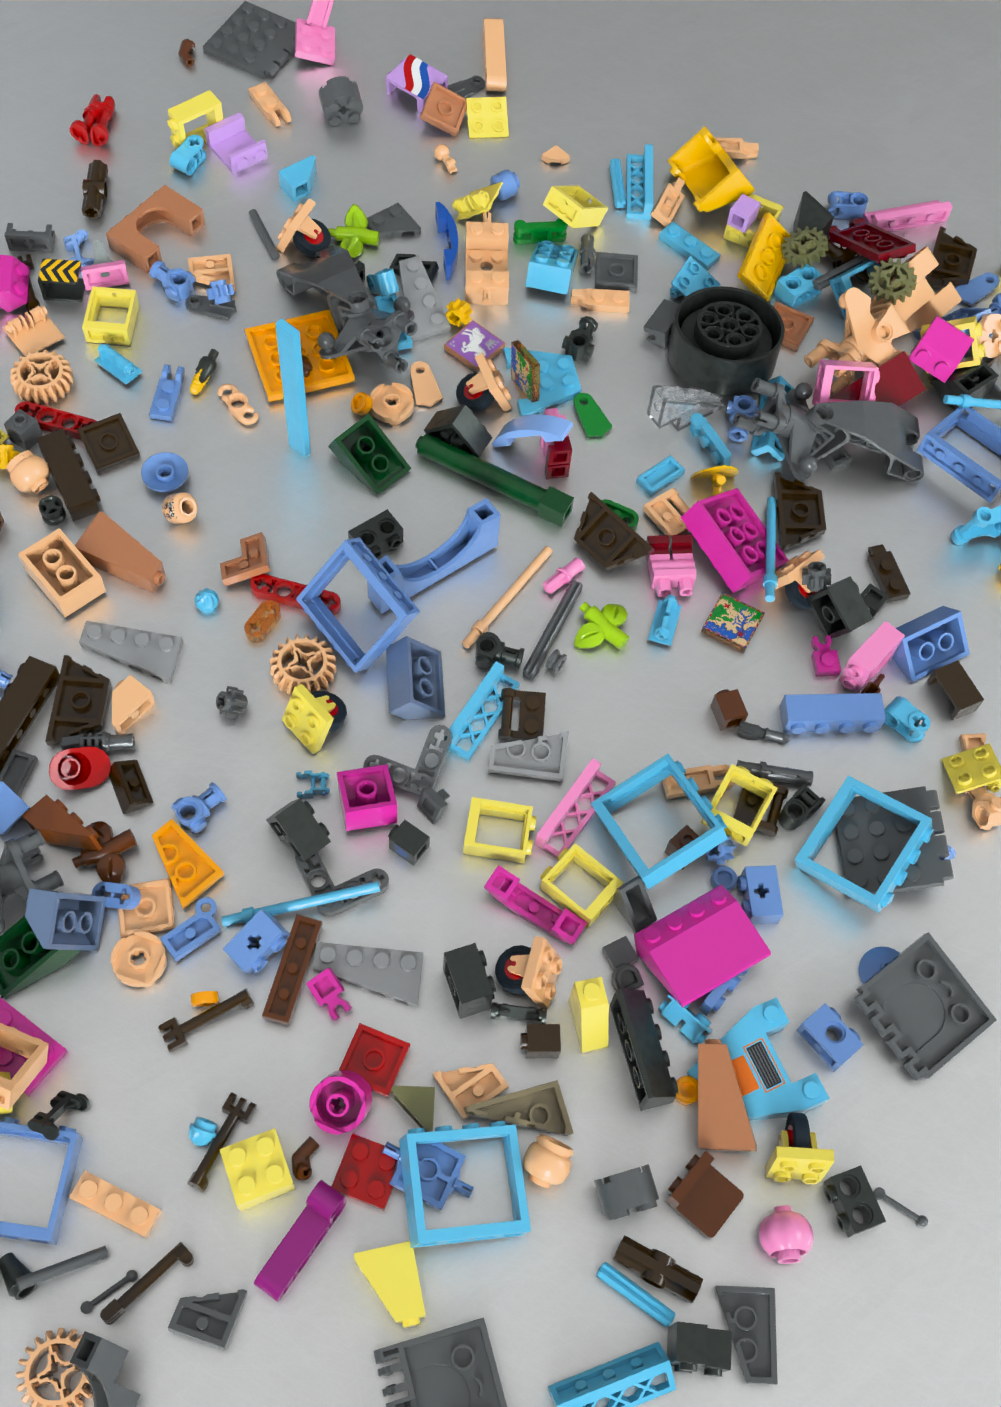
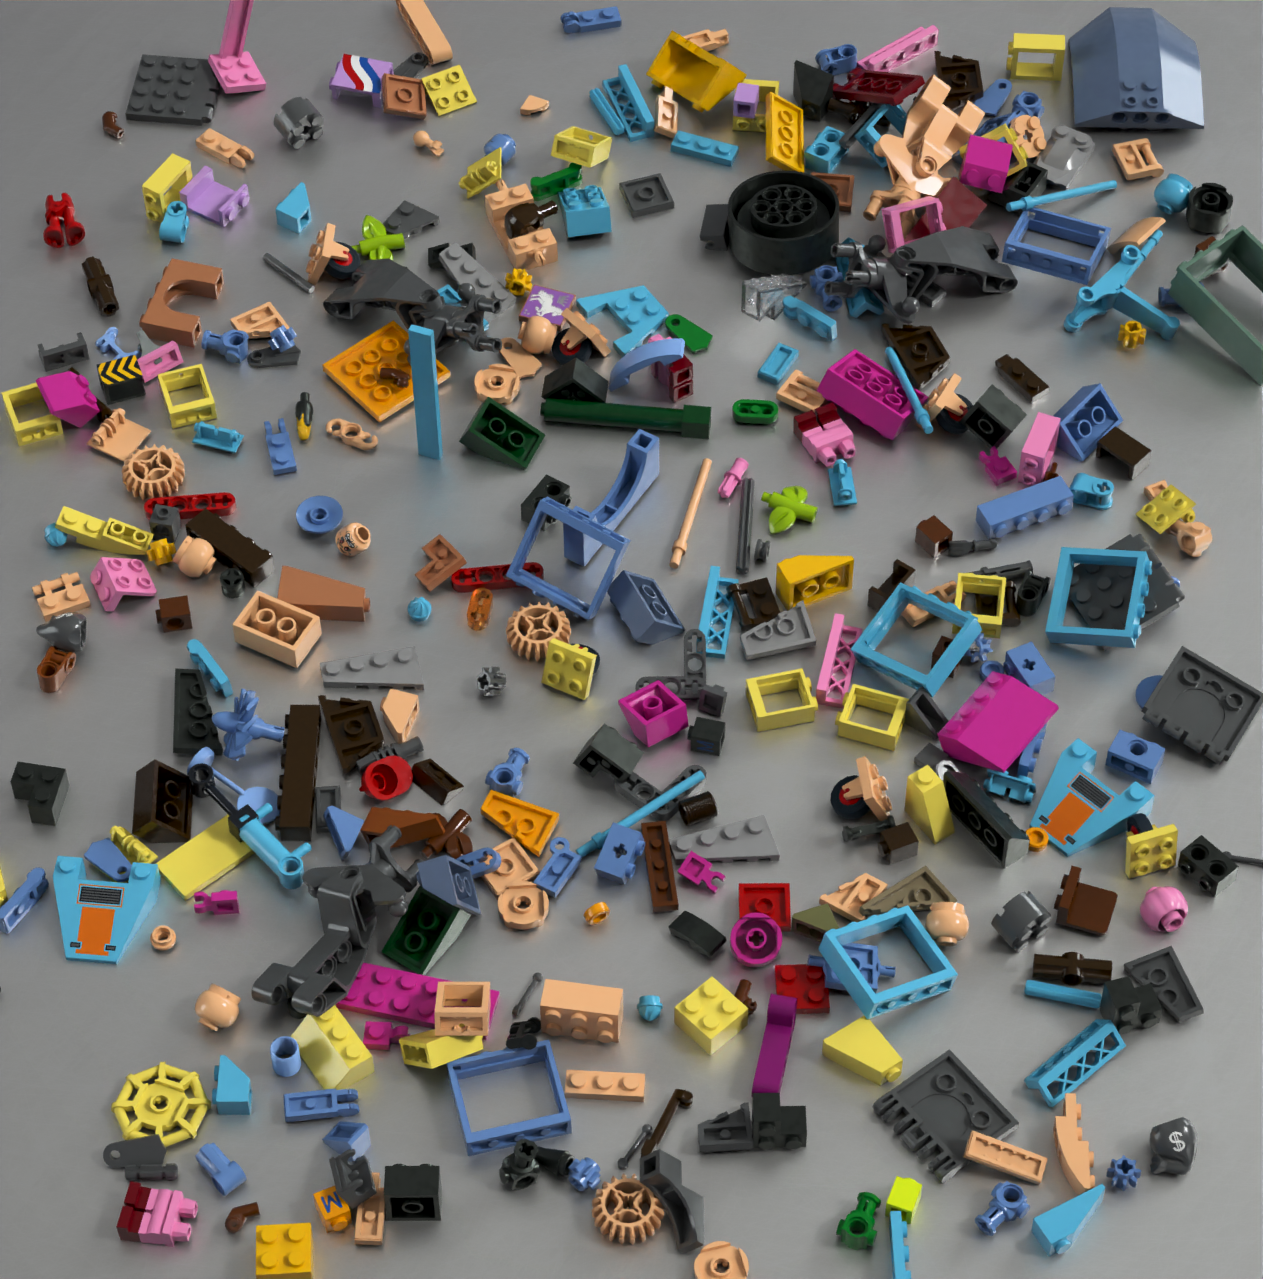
camera: 15 degrees left, 10 degrees down
(35, 1309) = (584, 1174): none -> medium blue gear
(61, 1268) = (589, 1138): dark grey bar -> none
(108, 442) = (251, 507): dark brown tile -> none
(112, 1047) = (537, 977): none -> dark grey hinge
(125, 1113) = (581, 1011): none -> light nougat brick
(179, 1030) = (588, 946): dark brown hinge -> none
(234, 1113) = (669, 988): dark brown hinge -> none
(260, 1335) = (777, 1124): none -> pearl dark grey brick
(293, 1063) = (698, 933): none -> pearl dark grey slope
(313, 791) = (595, 717): medium azure piece -> none
(360, 920) = (698, 808): none -> dark brown piece
(361, 404) = (469, 394): light orange tile -> none
(383, 282) = (436, 276): medium azure piece -> none
(446, 224) = (461, 203): blue slope -> none
(449, 368) = (537, 335): none -> light nougat piece
(468, 980) = (814, 817): pearl dark grey brick -> none
(492, 252) = (527, 215): none -> dark brown piece
(498, 652) = (700, 559): pearl dark grey connector -> none
(525, 371) = (611, 312): tile -> none
(533, 908) = (838, 749): dark pink slope -> none
(579, 341) = (646, 268): pearl dark grey connector -> none
(587, 253) = (611, 187): dark grey pin -> none
(587, 712) = (812, 578): none -> yellow slope
(601, 300) = (645, 225): light nougat hinge -> none
(608, 536) = (758, 430): dark brown wing -> none
(643, 97) = (591, 20): none -> medium blue hinge
(675, 744) = (901, 573): none -> dark brown panel
(691, 278) = (723, 179): medium azure hinge -> none
(718, 476) = (832, 344): yellow shield -> none
(721, 1107) = (1068, 831): nougat slope -> none
(733, 622) = (903, 465): tile -> none
(804, 247) = (817, 113): olive gear -> none
(816, 576) = (962, 396): dark grey gear -> none
(874, 598) = (1021, 399): pearl dark grey plate -> none
(882, 276) = (925, 121): olive gear -> none

